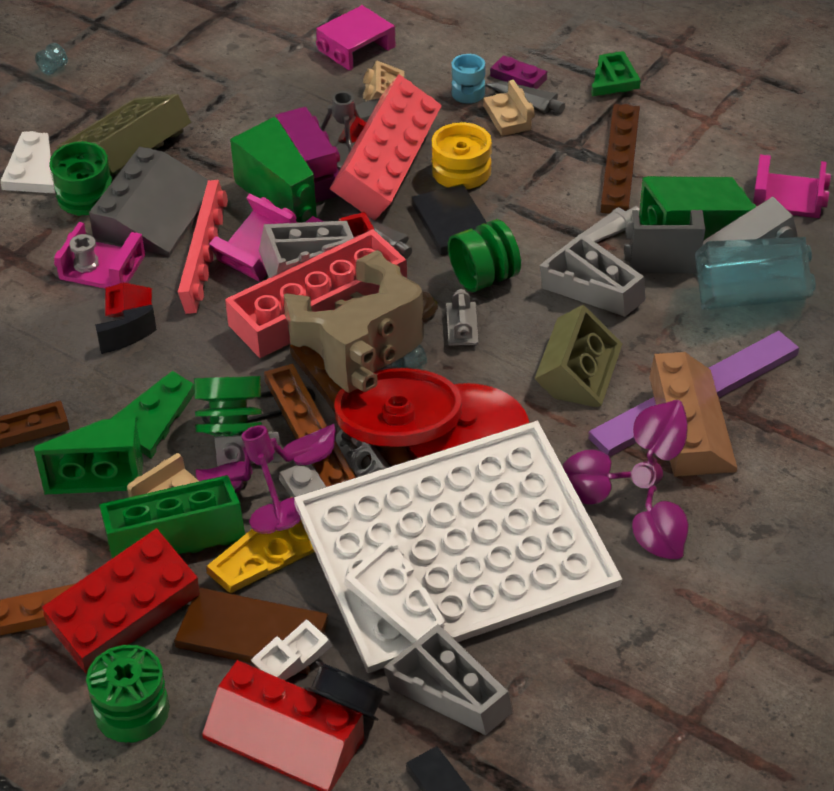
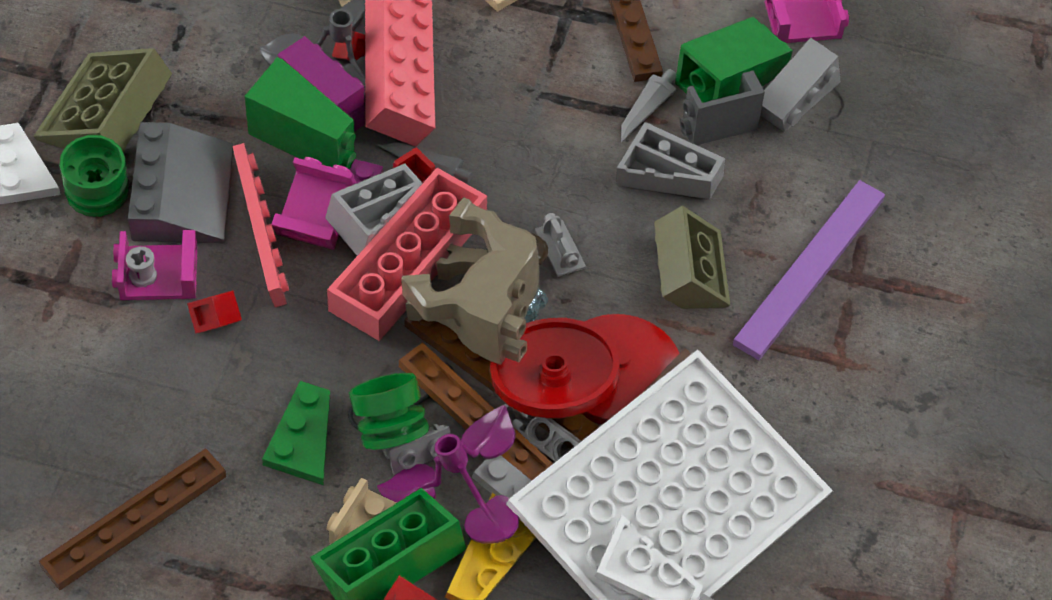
camera: 25 degrees left, 10 degrees up
(91, 458) = (284, 507): green slope -> none
(120, 333) = (236, 339): black slope -> none
(447, 213) = (495, 126): black tile -> none
(461, 155) = (477, 51): yellow wheel -> none
(484, 255) = (556, 168): green wheel -> none
(664, 432) = (823, 336): magenta plant -> none
(707, 442) = (820, 299): medium nougat slope -> none
(754, 272) = (818, 126): clear light blue slope -> none

